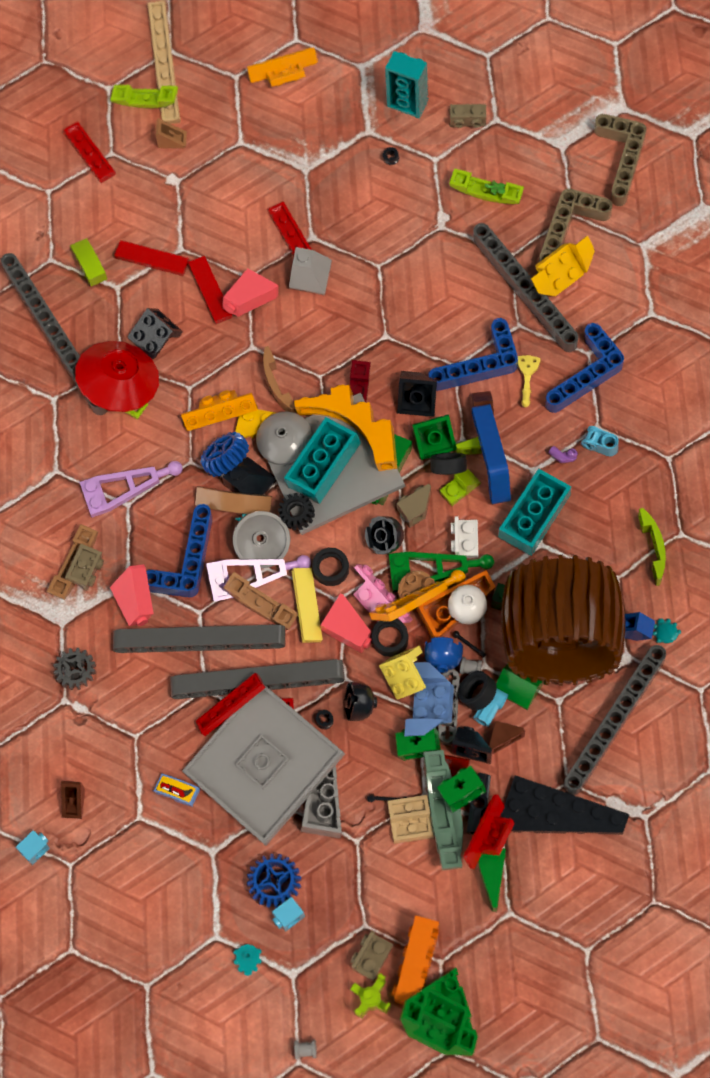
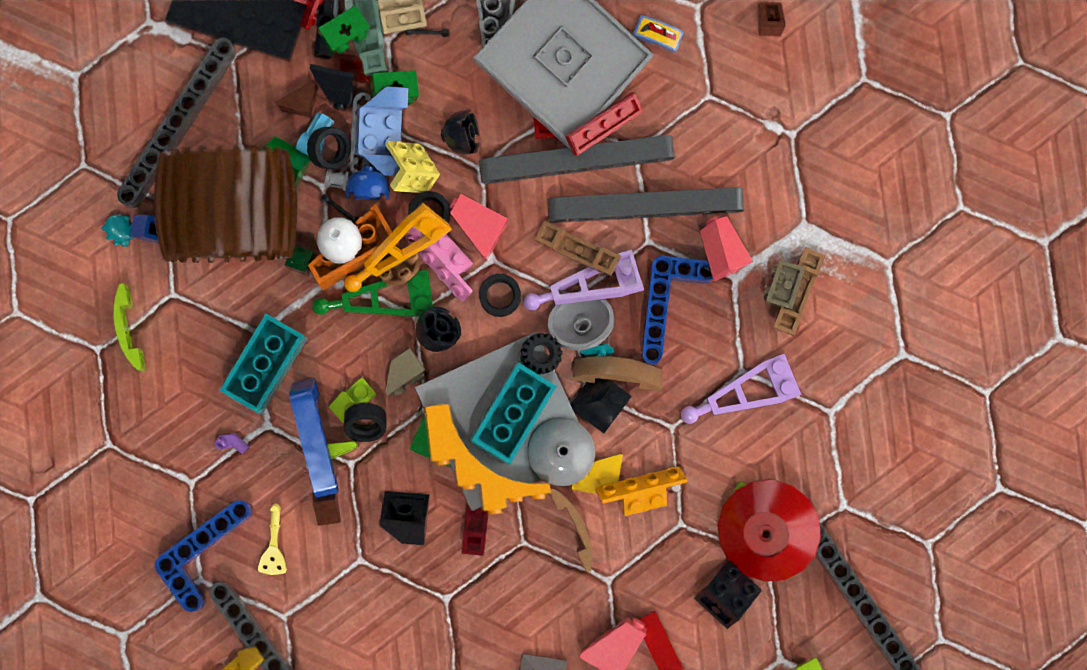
camera: 170 degrees right, 15 degrees up
(78, 661) = (776, 162): dark grey gear -> none
(224, 454) = (630, 425): blue gear -> none
(307, 605) = (525, 249): light yellow tile -> none
(323, 713) = (498, 111): black bush -> none
(434, 437) = (383, 458): green slope -> none
(465, 537) = (345, 335): white bracket -> none
(480, 364) = (327, 556): blue beam -> none
(597, 439) = (188, 460): medium azure piece -> none

